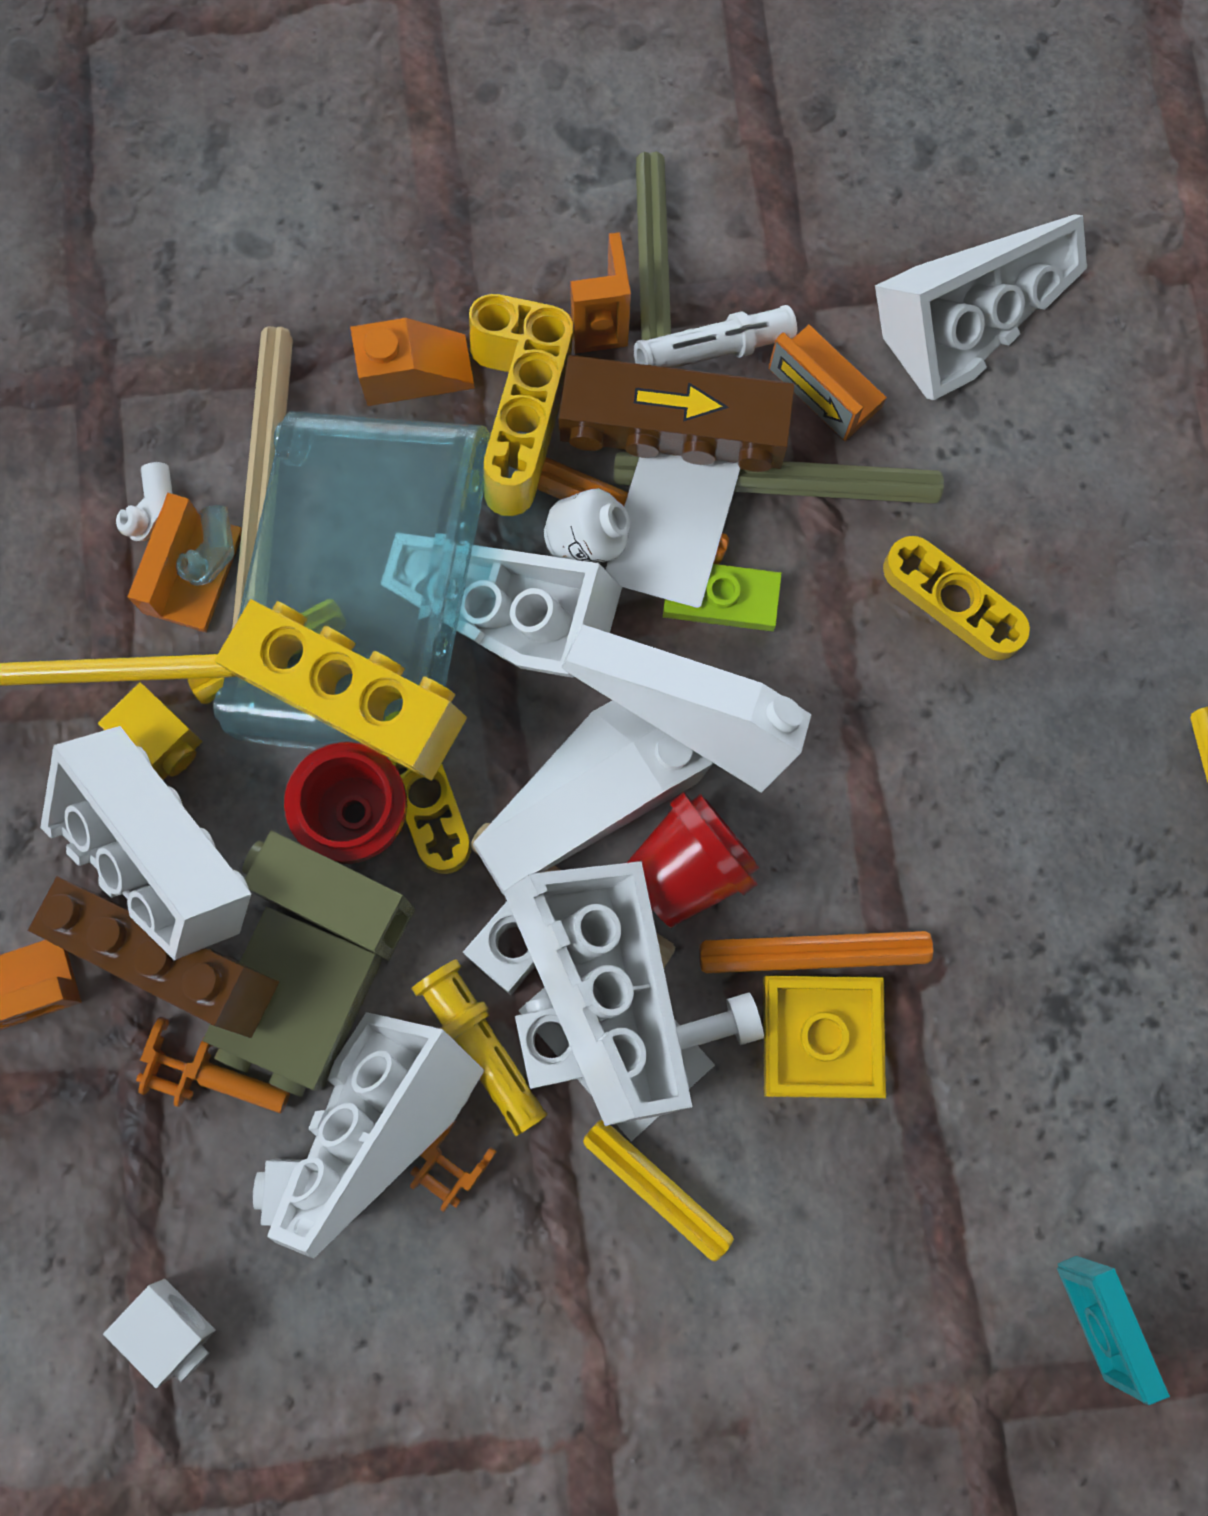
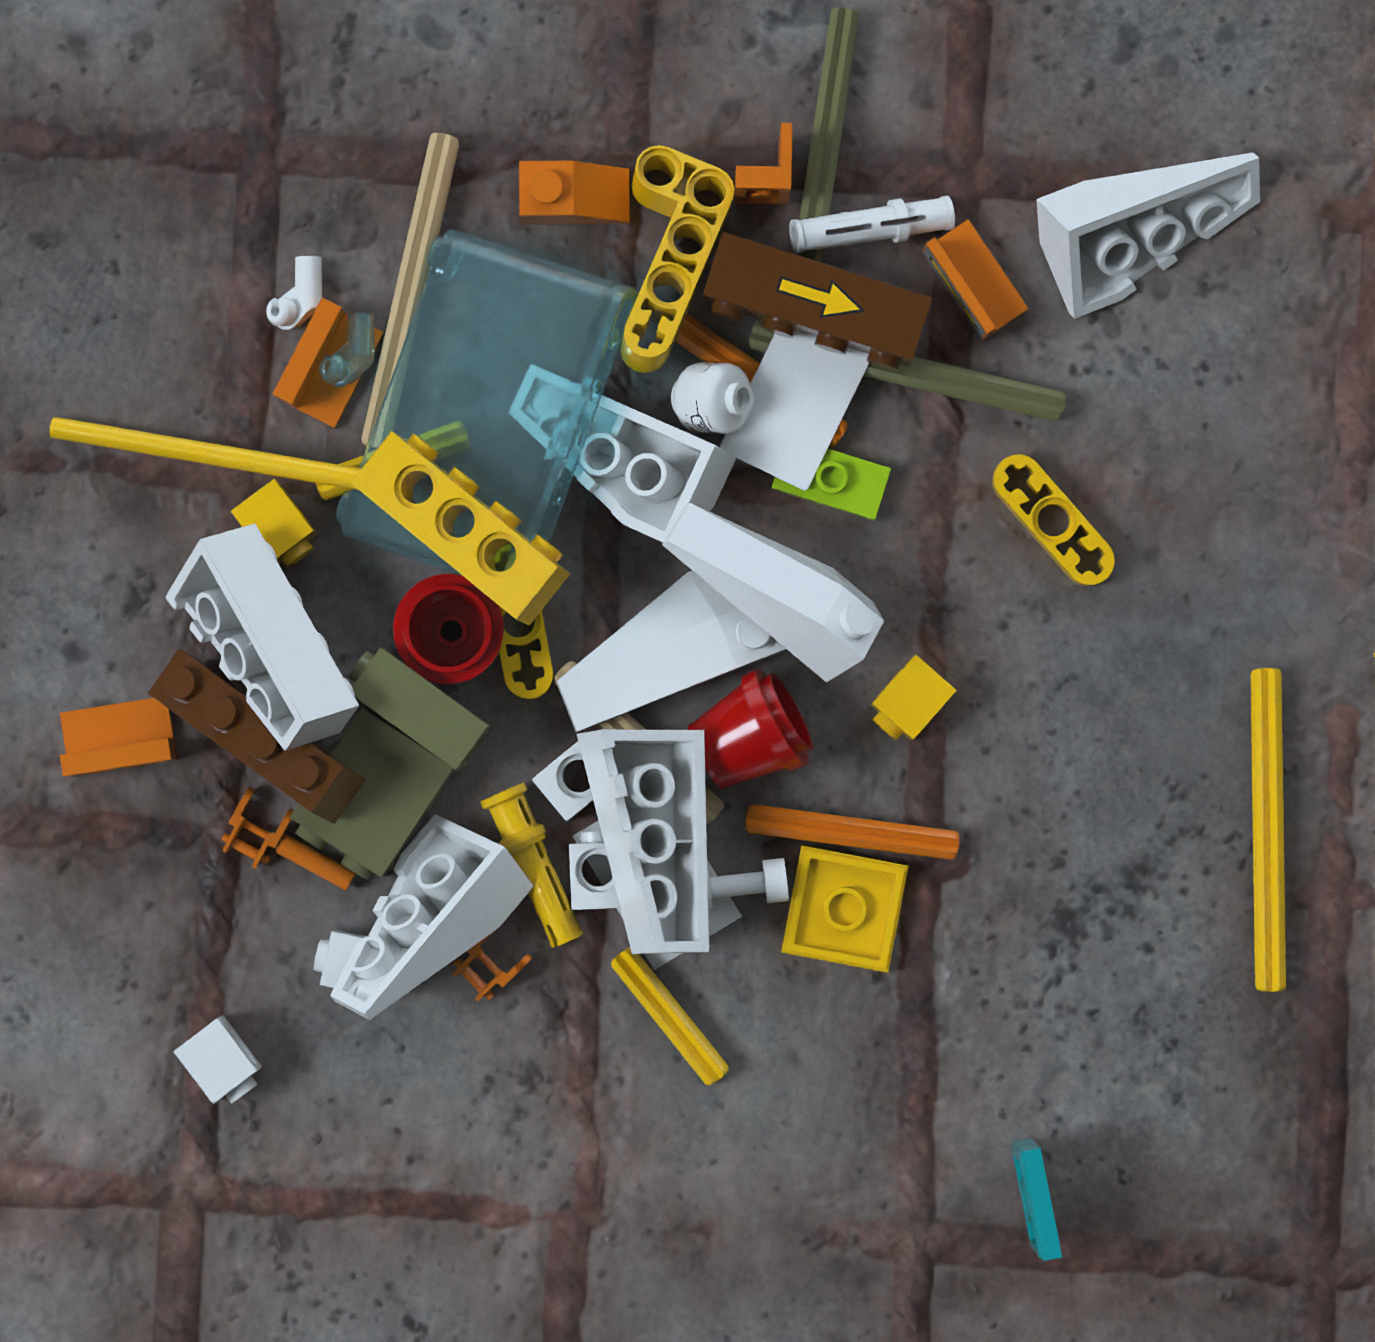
camera: 10 degrees right, 10 degrees up
(851, 800) = (911, 699): none -> yellow brick

